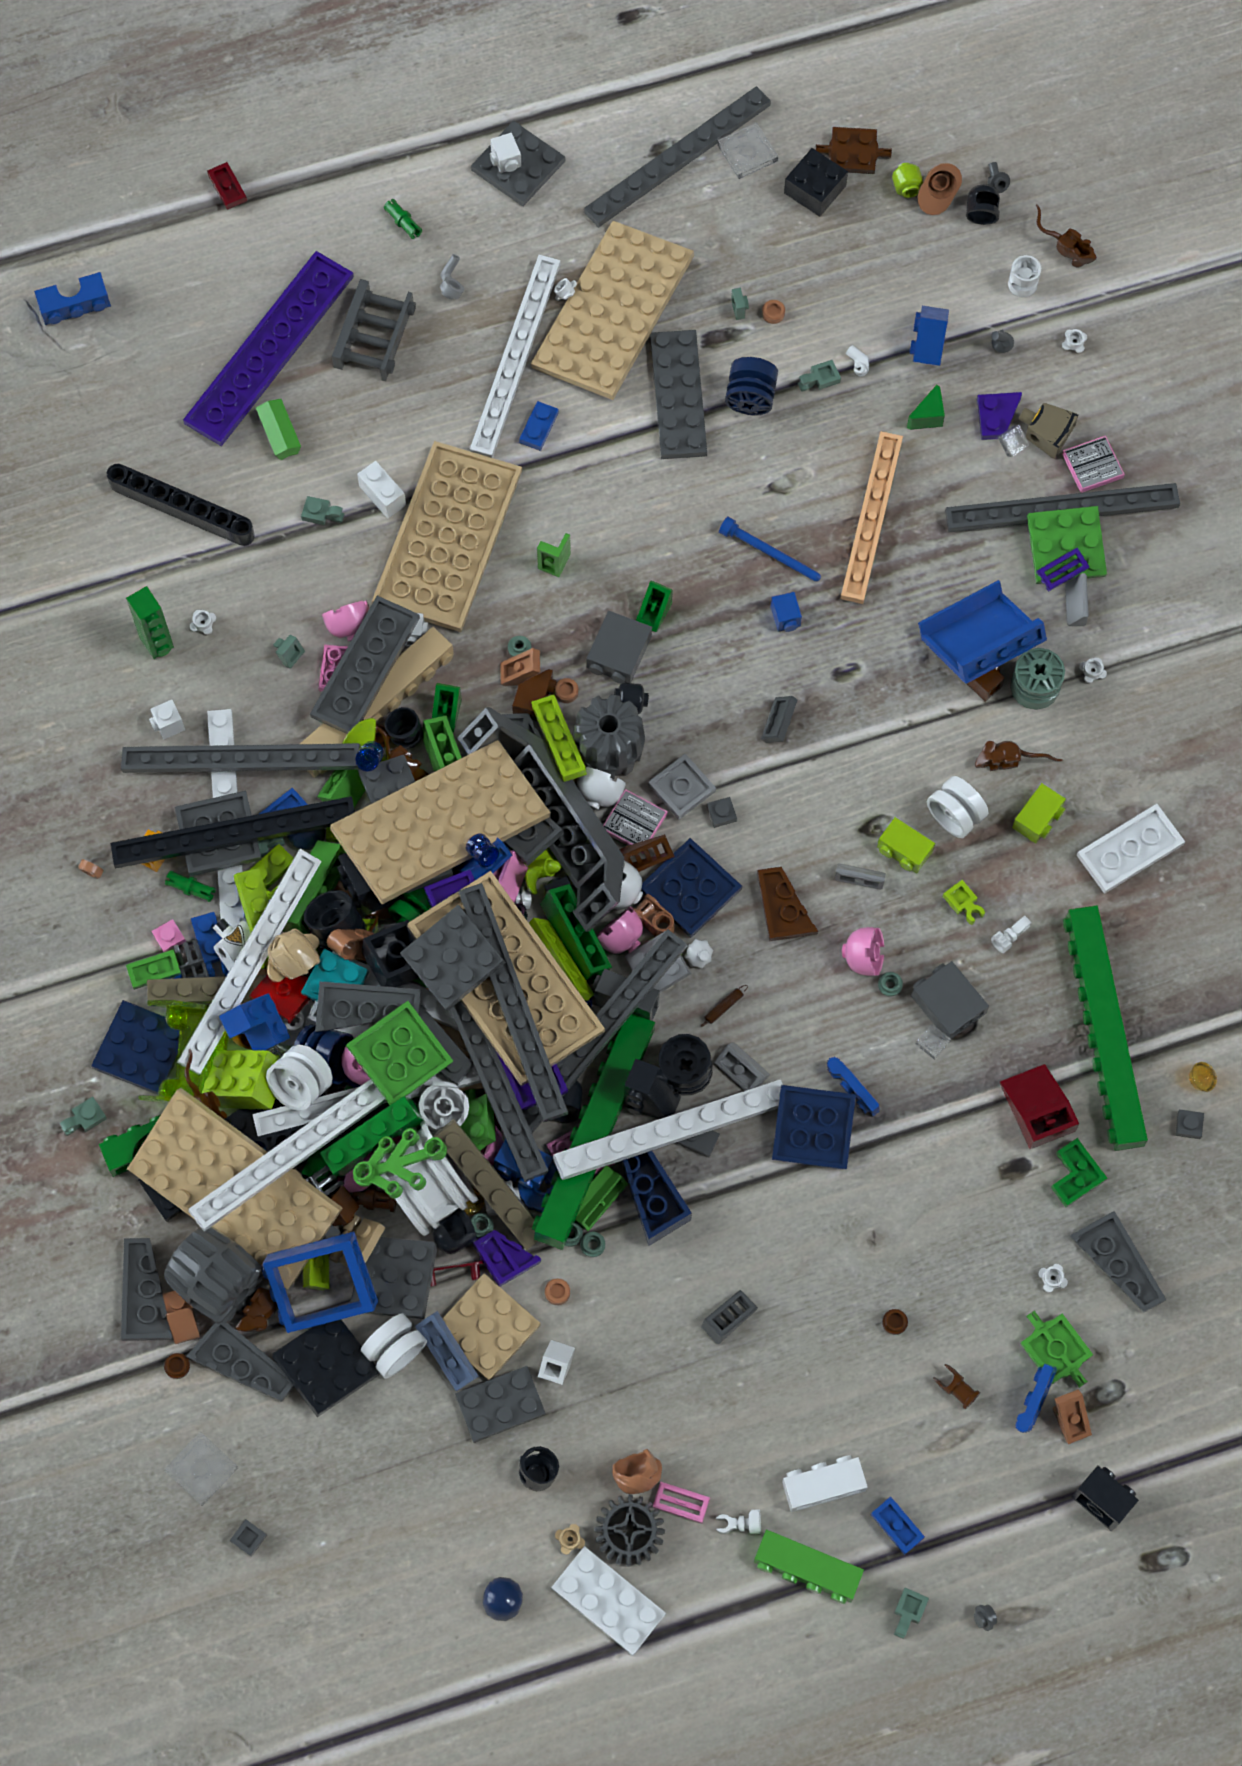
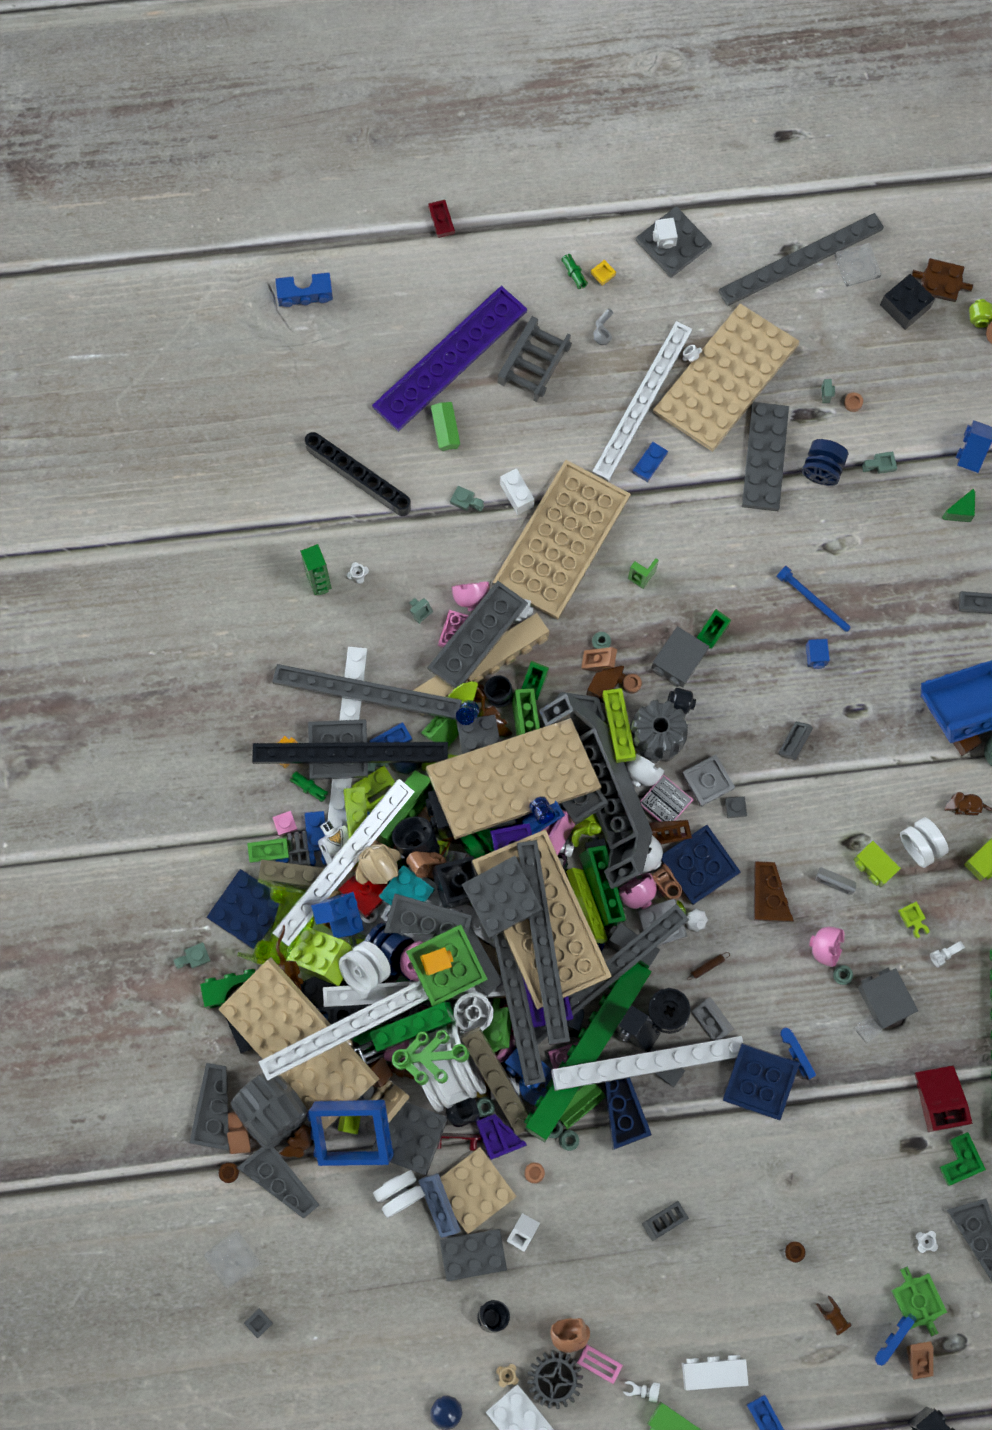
camera: 10 degrees right, 5 degrees up
(90, 869) = (233, 757): nougat tile -> none
(166, 719) = (315, 648): white brick -> none
(325, 1365) = (343, 1197): black plate -> none
(386, 1047) = (436, 961): none -> light orange brick
(438, 214) = (603, 272): none -> yellow plate
(861, 364) = (915, 456): white arm -> none
(871, 517) = (900, 587): light nougat plate -> none

